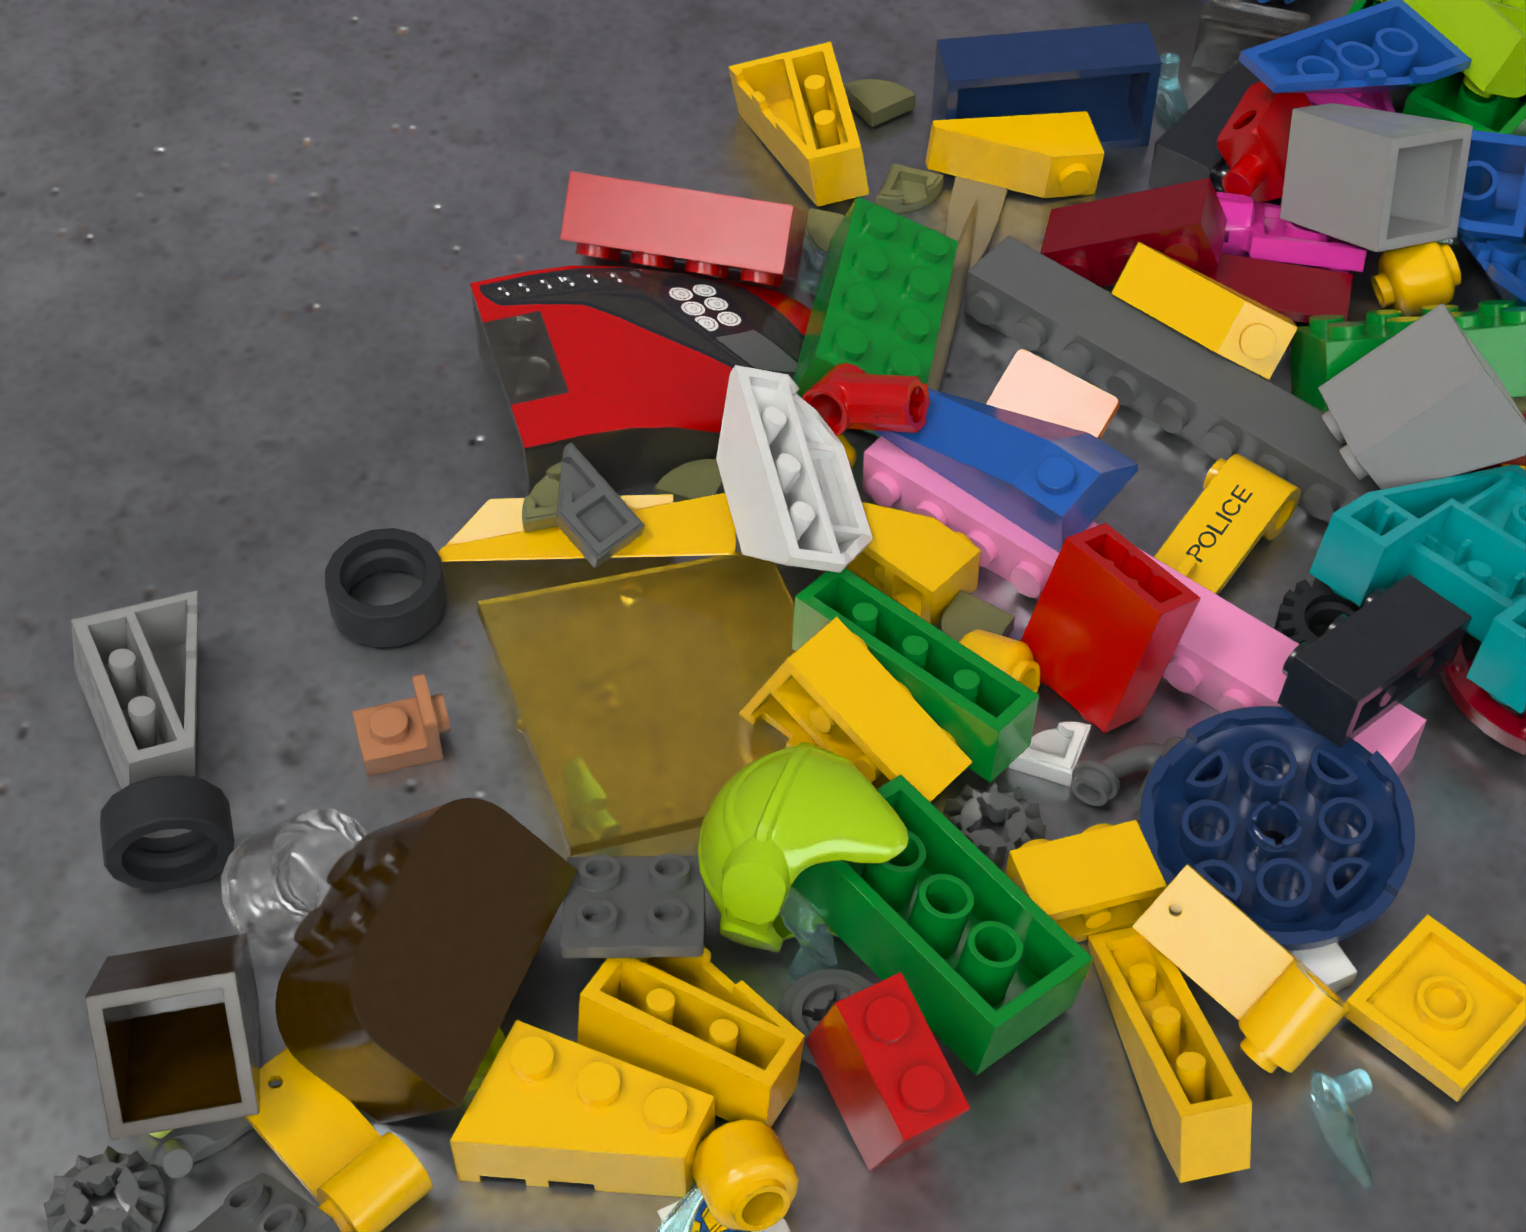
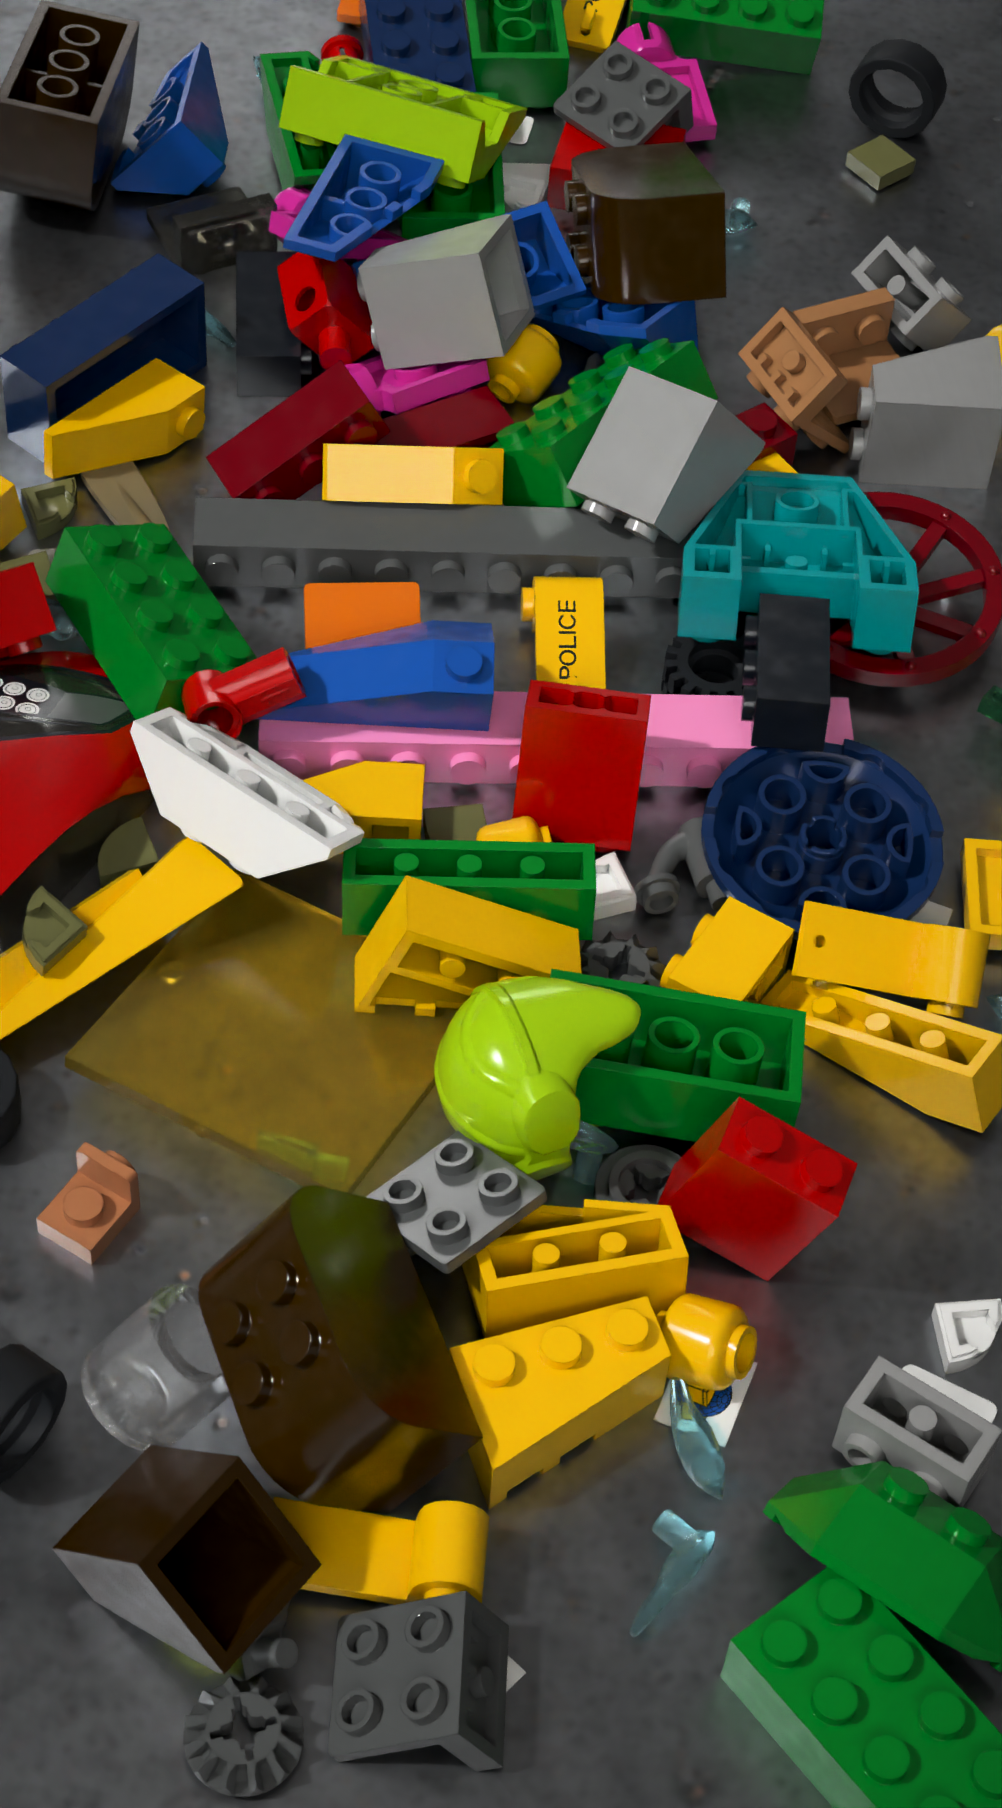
camera: 45 degrees left, 0 degrees up
(592, 511) = (97, 918): dark grey tile -> none

